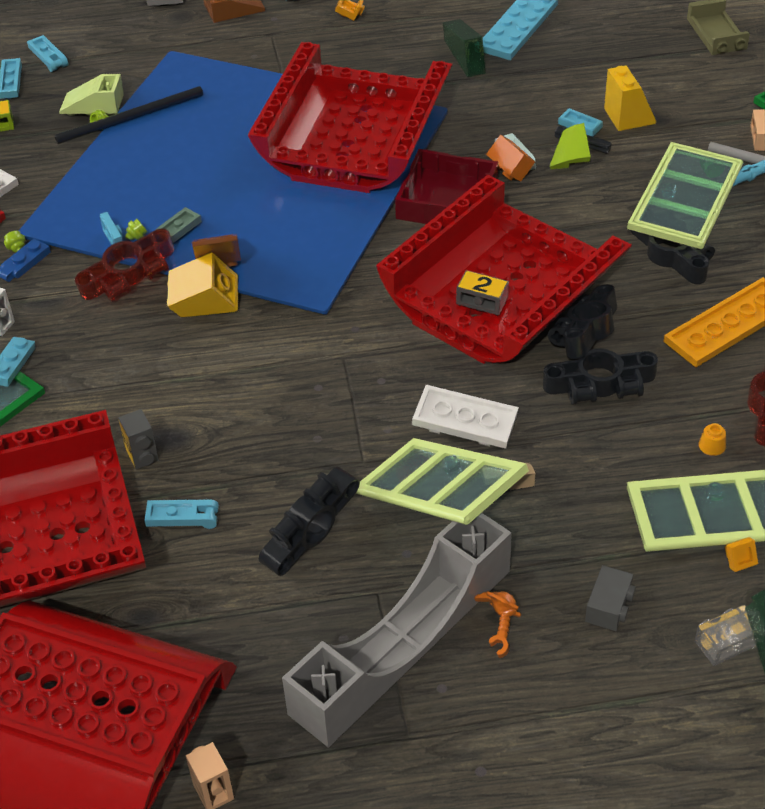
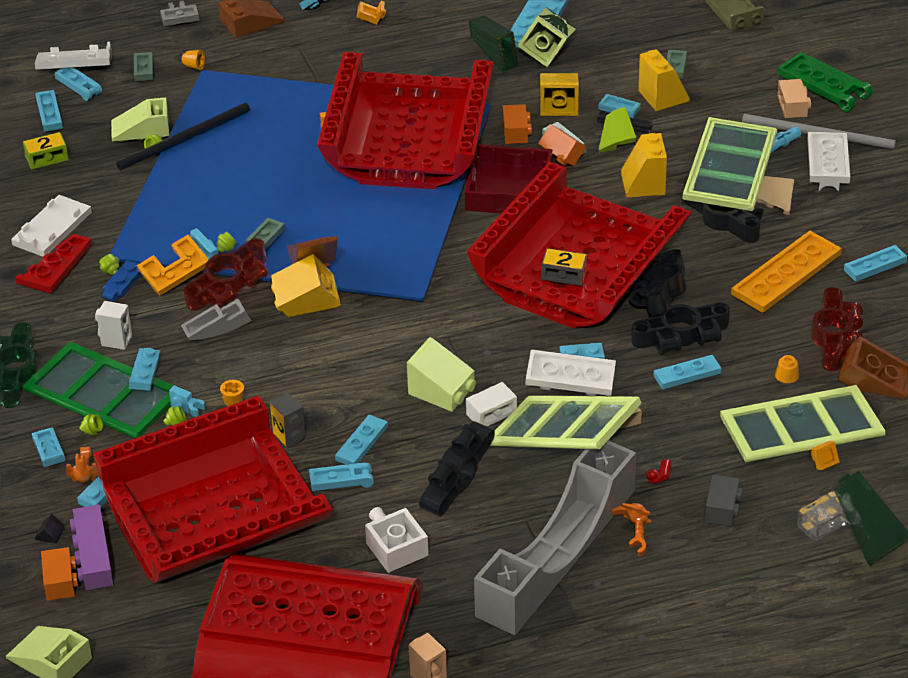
camera: 10 degrees left, 5 degrees down
(26, 419) = (174, 416): none -> lime plate
(39, 402) = (184, 399): none -> medium azure plate
(51, 29) = (76, 58): none -> white piece
(66, 262) = (164, 279): none -> light orange plate
(92, 398) = (232, 392): none -> light orange hat
(102, 315) = (216, 321): none -> light grey slope
(114, 42) = (143, 66): none -> sand green plate
(165, 39) = (194, 59): none -> light orange hat
(217, 471) = (361, 440): none -> medium azure plate
(218, 601) = (395, 538): none -> white brick
(317, 404) = (439, 376): none -> yellowish green slope
(368, 445) = (491, 404): none -> white brick
(468, 131) = (516, 124): none -> orange brick
(490, 391) = (592, 350): none -> medium azure plate
(518, 44) = (546, 36): none -> yellowish green slope
(519, 104) = (559, 94): none -> yellow slope
(538, 557) = (663, 474): none -> red arm
(593, 190) = (646, 167): none -> yellow slope
(598, 429) = (687, 372): none -> medium azure plate
(649, 81) = (677, 60): none -> sand green plate
(732, 230) = (776, 192): none -> tan slope

